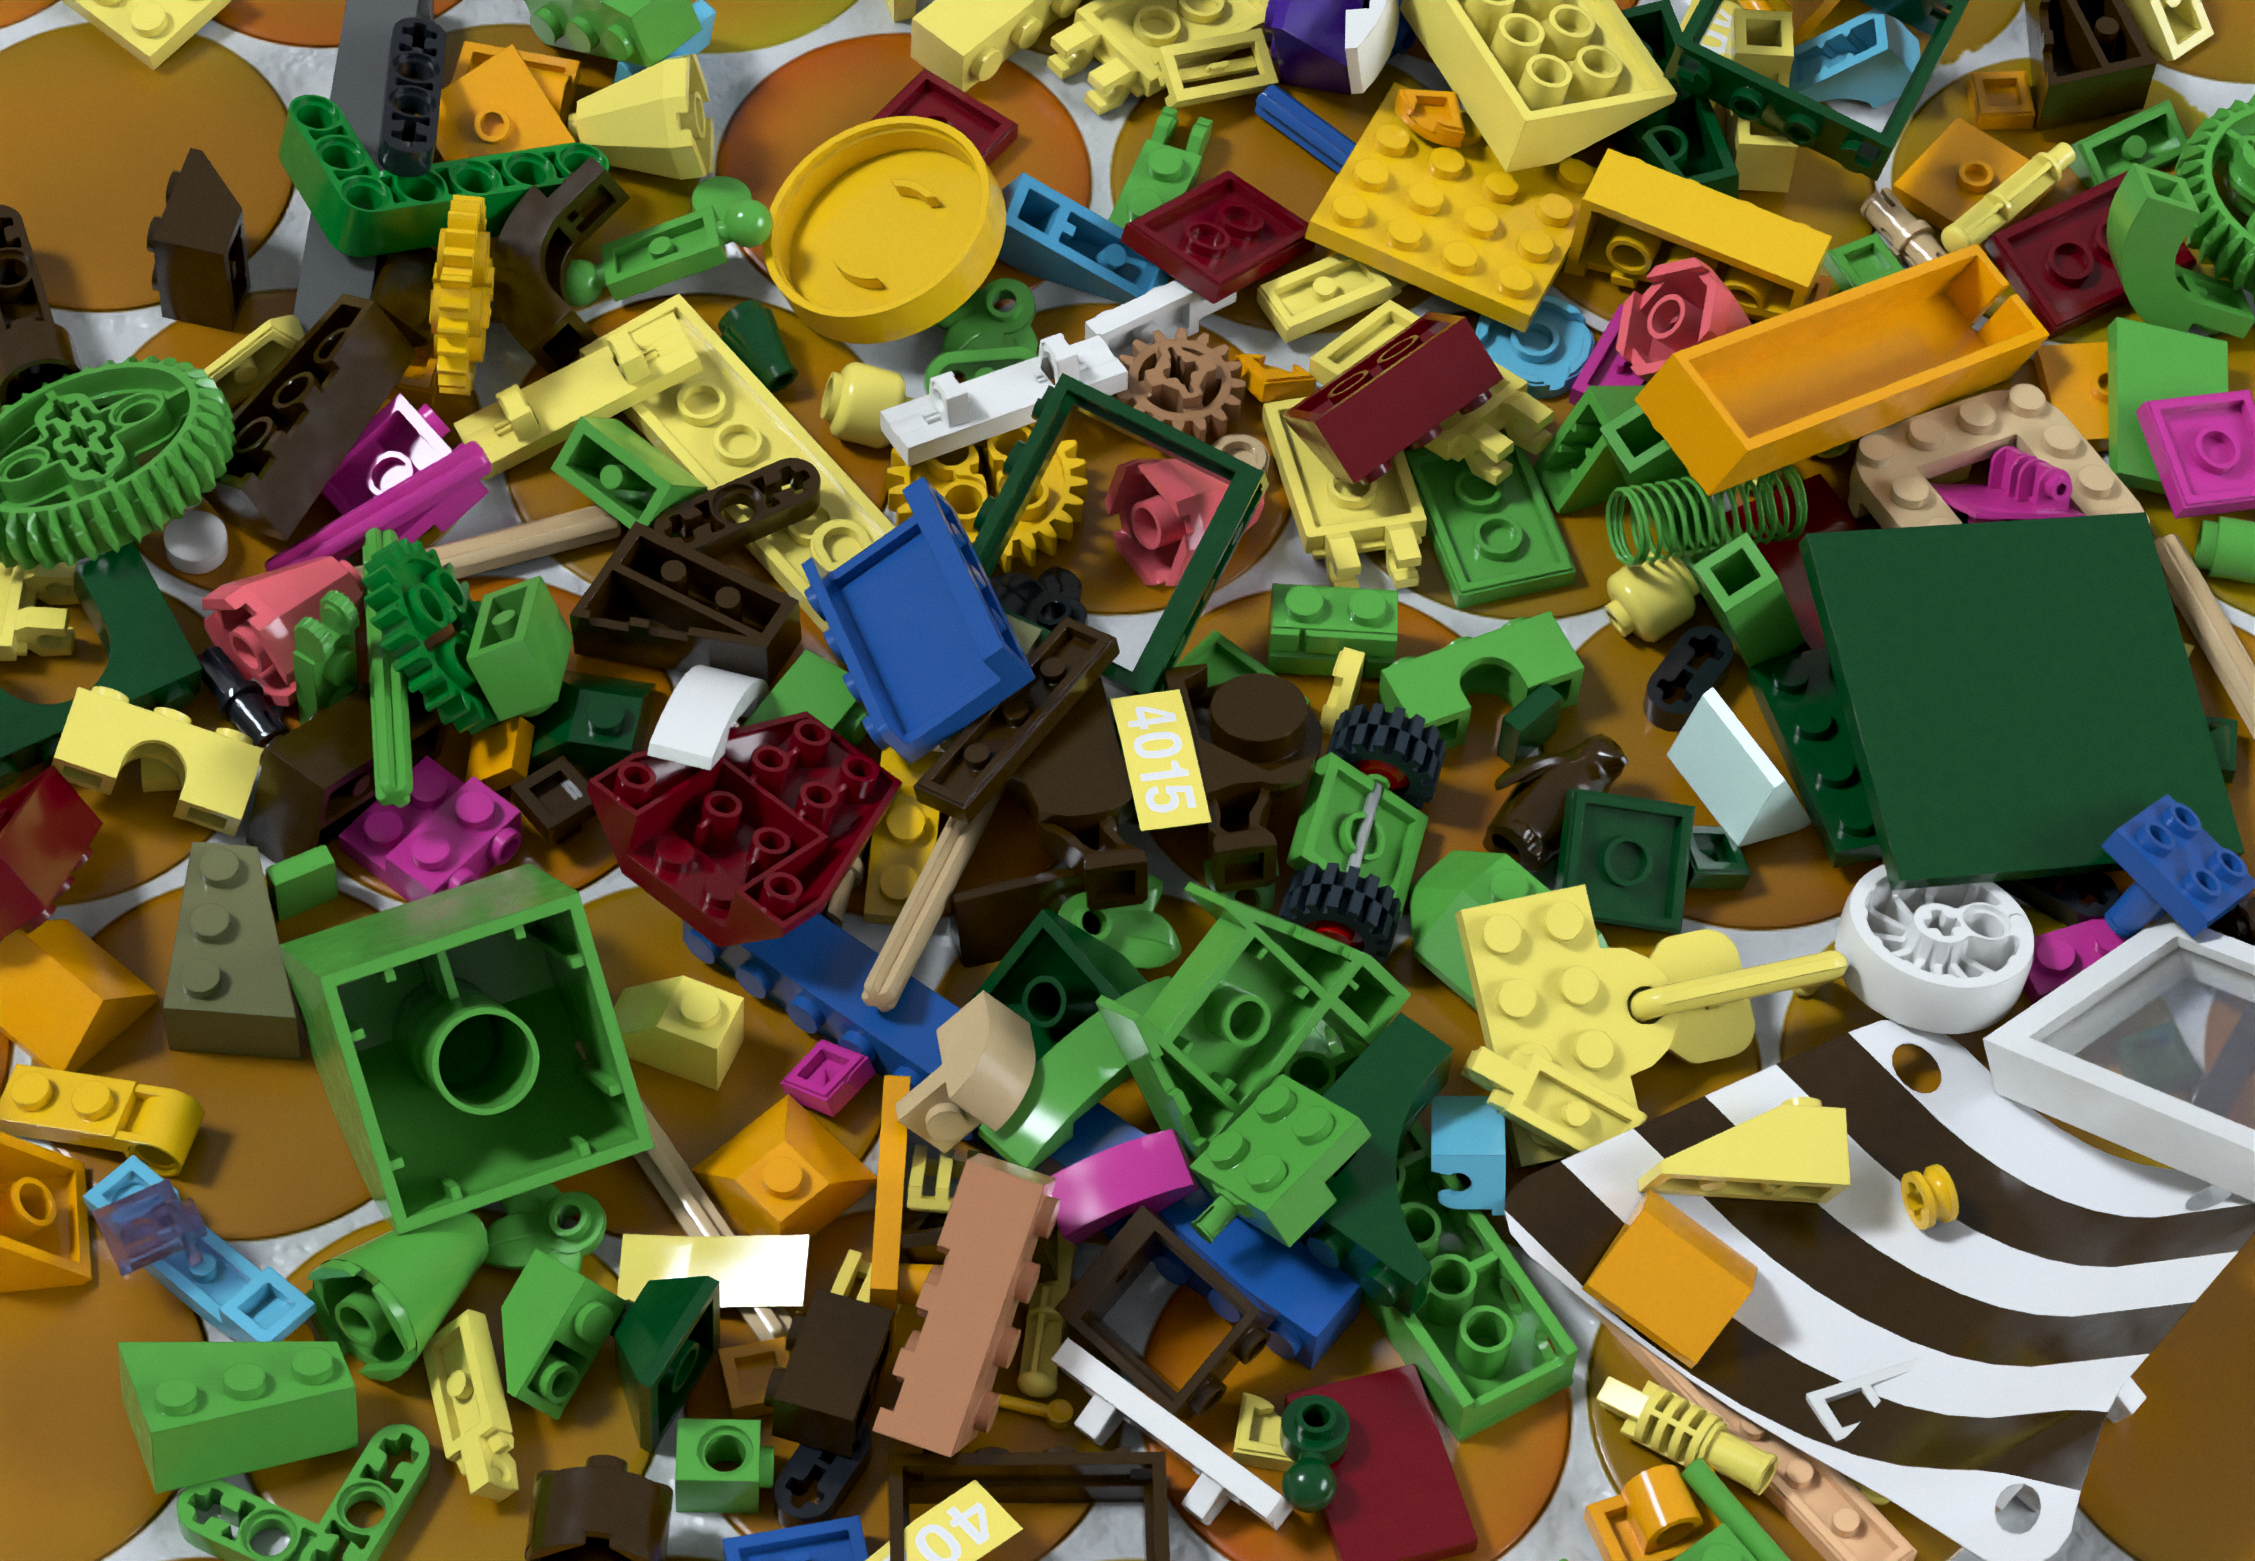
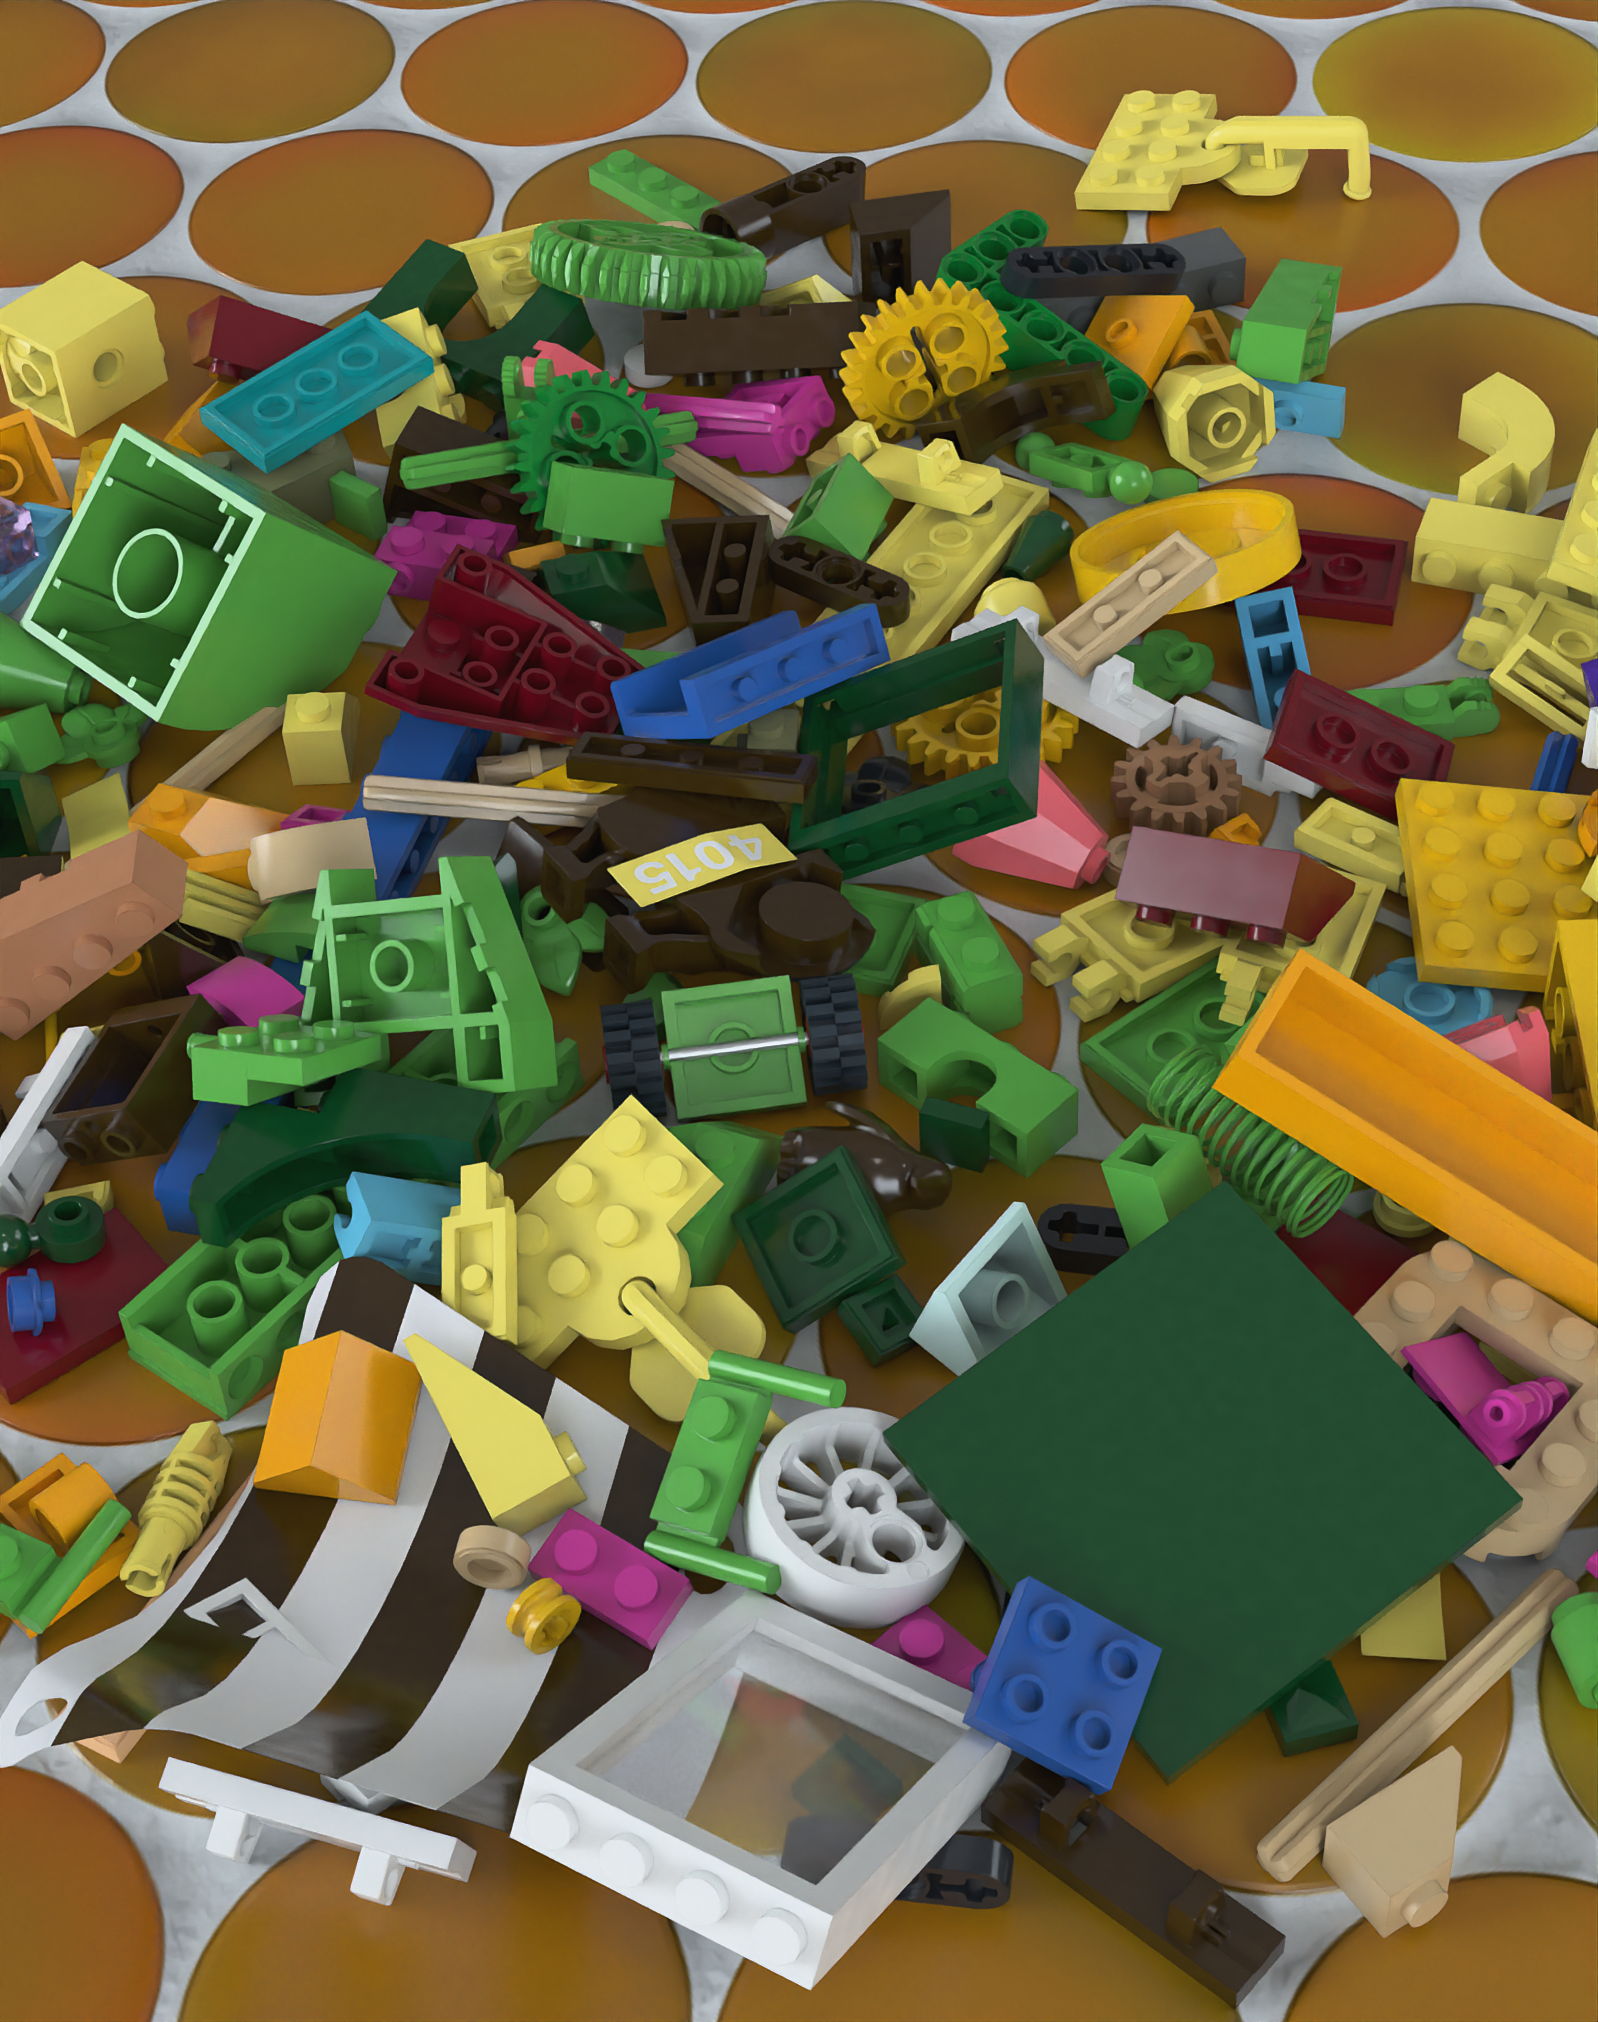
camera: 75 degrees right, 10 degrees down
(157, 834) = (316, 391): none -> teal tile
(700, 714) = (548, 581): white slope -> none
(995, 296) = (1130, 604): none -> tan tile
(1401, 1484) = (30, 1302): none -> blue plate
(1862, 1210) = (492, 1557): none -> tan tile
(1868, 1007) = (714, 1460): none -> bright green plate
(1907, 1140) = (612, 1578): none -> dark pink plate

